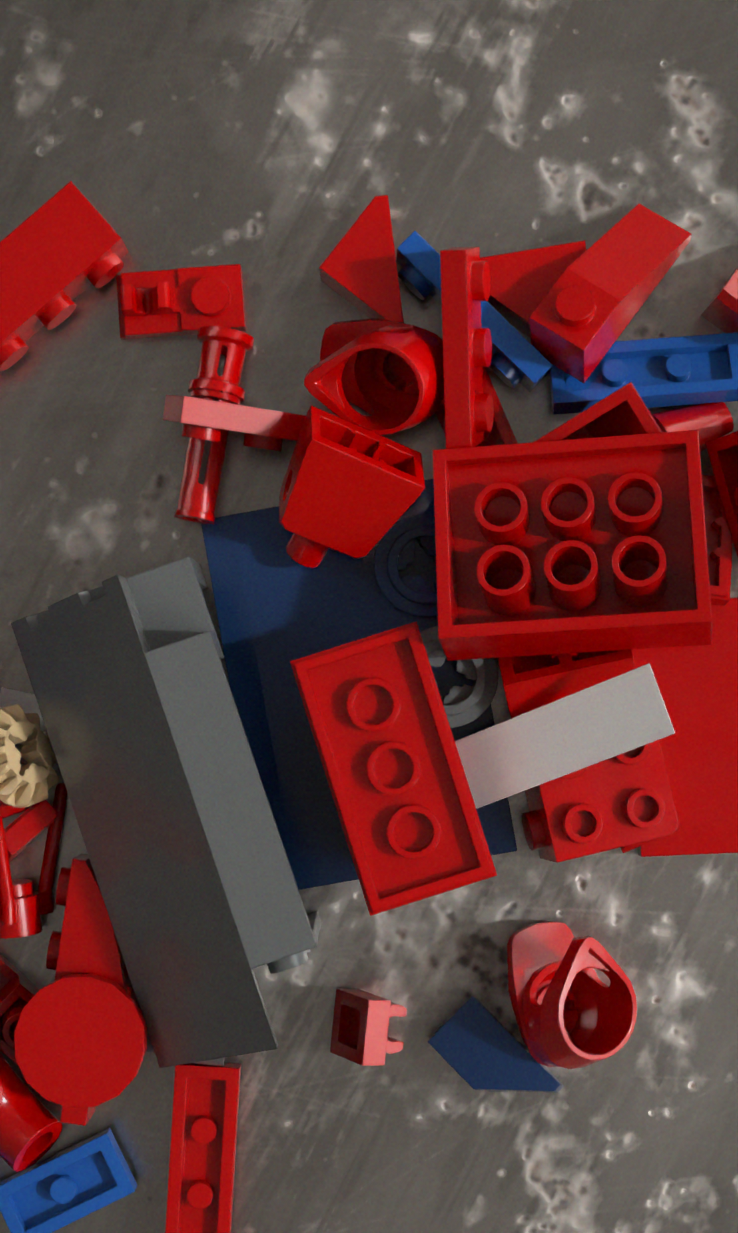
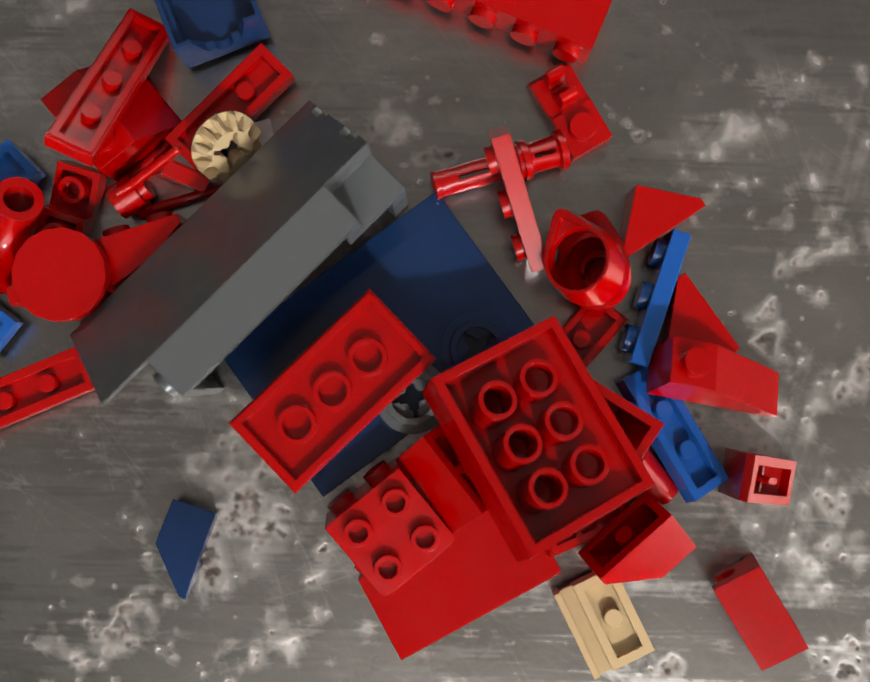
camera: 65 degrees right, 0 degrees up
(344, 488) = (501, 270): red torso -> none
(362, 1027) = (161, 452): red tile -> none
(465, 346) = (633, 303): red plate -> none
(561, 1002) = (236, 574): red helmet -> none
(564, 736) = (409, 494): white sticker -> none

